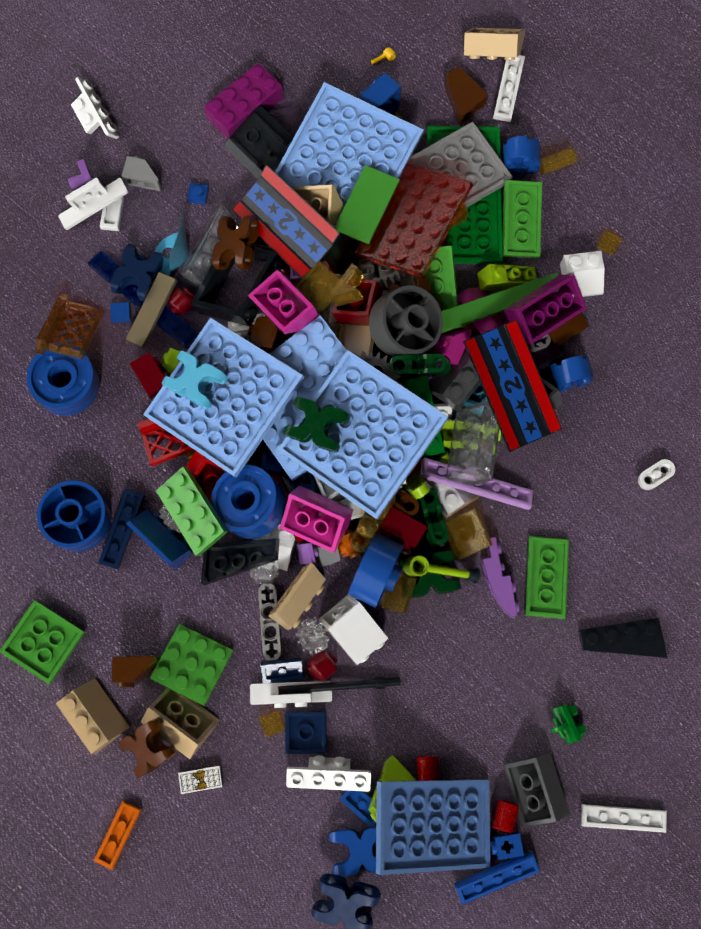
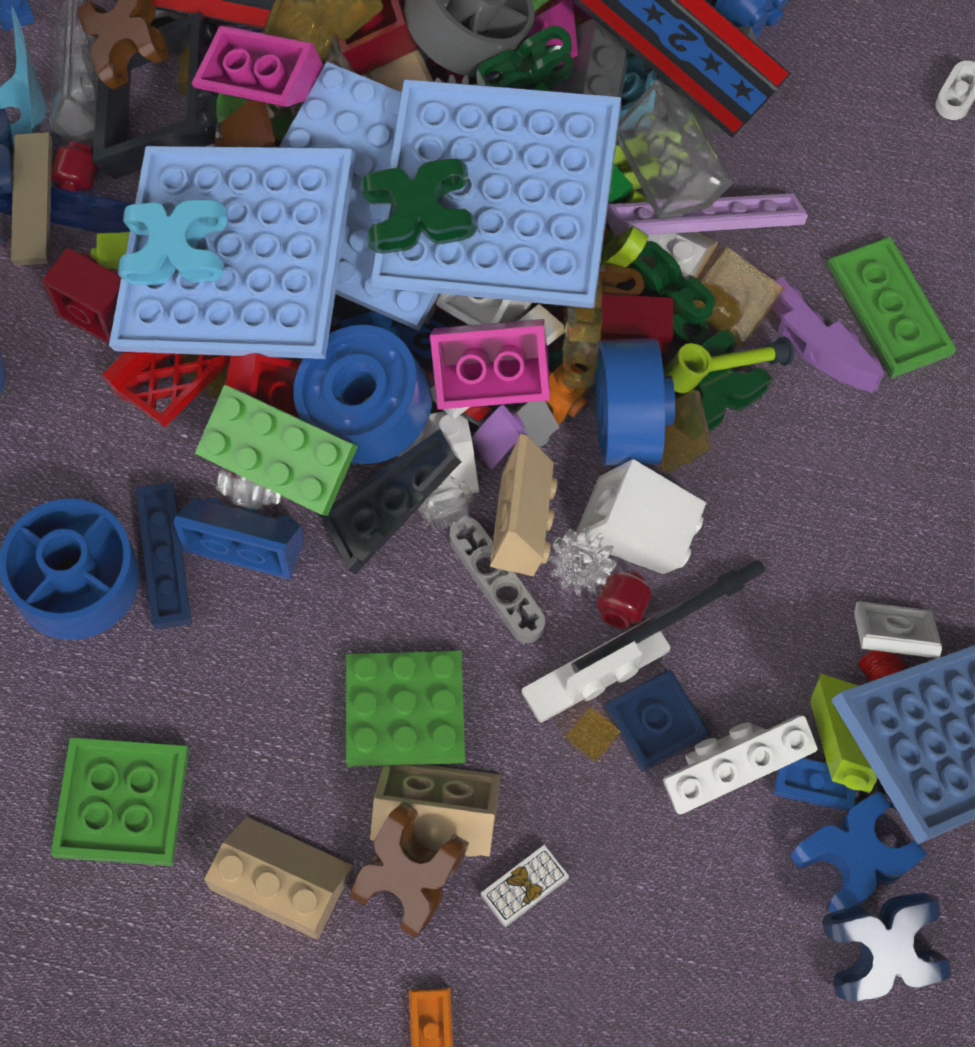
camera: 30 degrees left, 10 degrees down
(132, 669) = (310, 755): reddish brown slope -> none
(282, 670) = (562, 640): dark blue plate -> none
(443, 752) = (897, 629): none -> white tile

